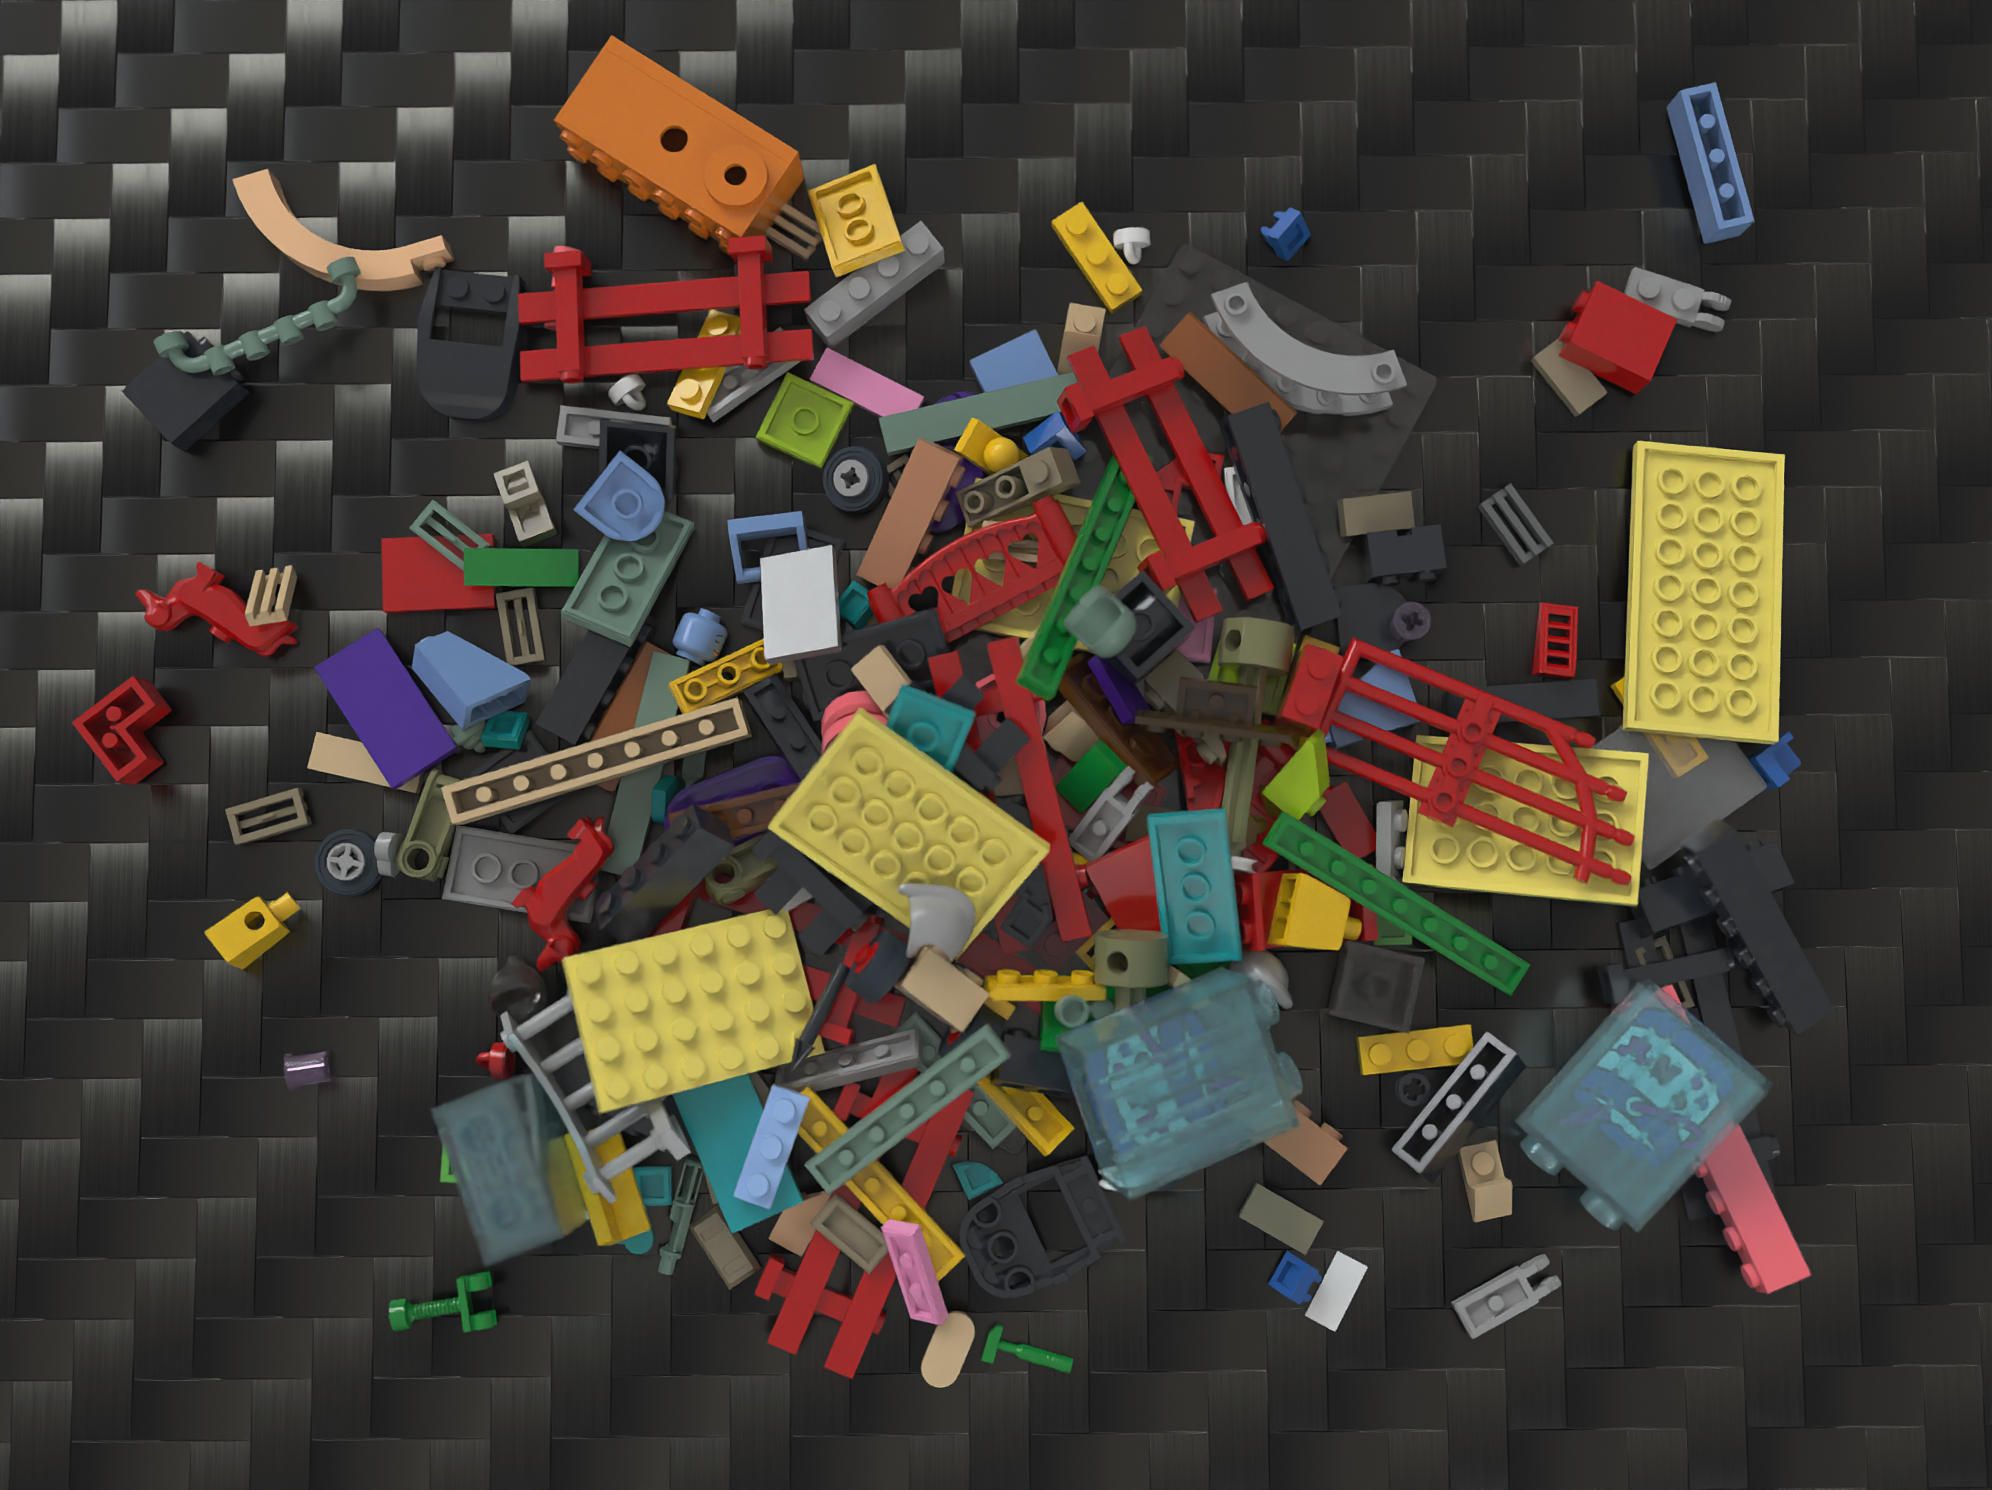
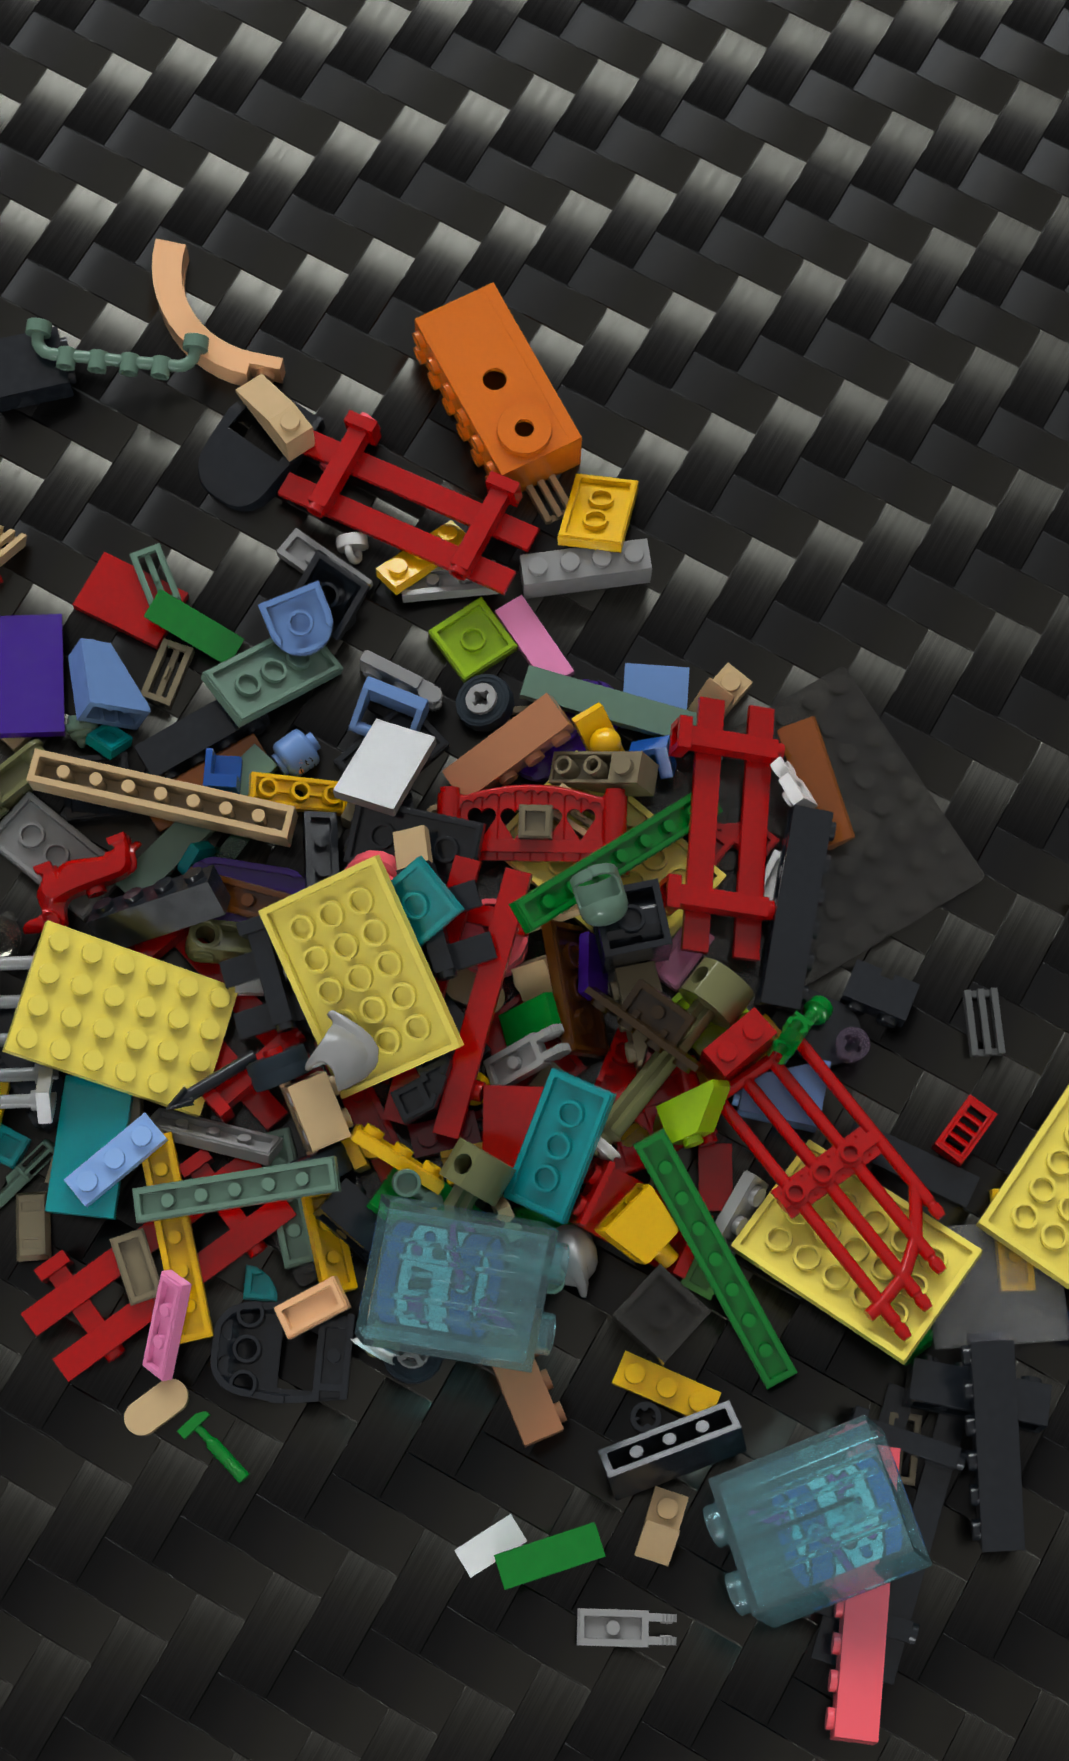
camera: 30 degrees right, 10 degrees down
(473, 300) = (278, 416): none -> tan slope
(525, 503) = (226, 585): dark tan slope -> none
(641, 701) = (222, 771): none -> blue panel
(761, 503) = (395, 675): none -> light grey hinge
(794, 1225) = (94, 1239): light nougat slope -> none
(854, 606) = (425, 795): teal tile -> none
(982, 576) = (535, 822): none -> dark tan tile
(1044, 1174) = (312, 1307): none -> light nougat tile
(1096, 257) = (769, 641): yellow plate -> none
(1131, 241) = (803, 641): white tile -> none
(1217, 400) = (794, 788): none -> white plate
(1280, 1218) = (479, 1459): dark tan tile -> none
(1287, 233) = (927, 702): blue tile -> none
(1294, 1278) = (462, 1511): blue tile -> none
(1297, 372) = (873, 809): light grey fence -> none
(1357, 638) = (796, 1027): none -> green bar
(1375, 513) = (875, 950): dark tan tile -> none
(1397, 1269) = (549, 1555): none -> green tile

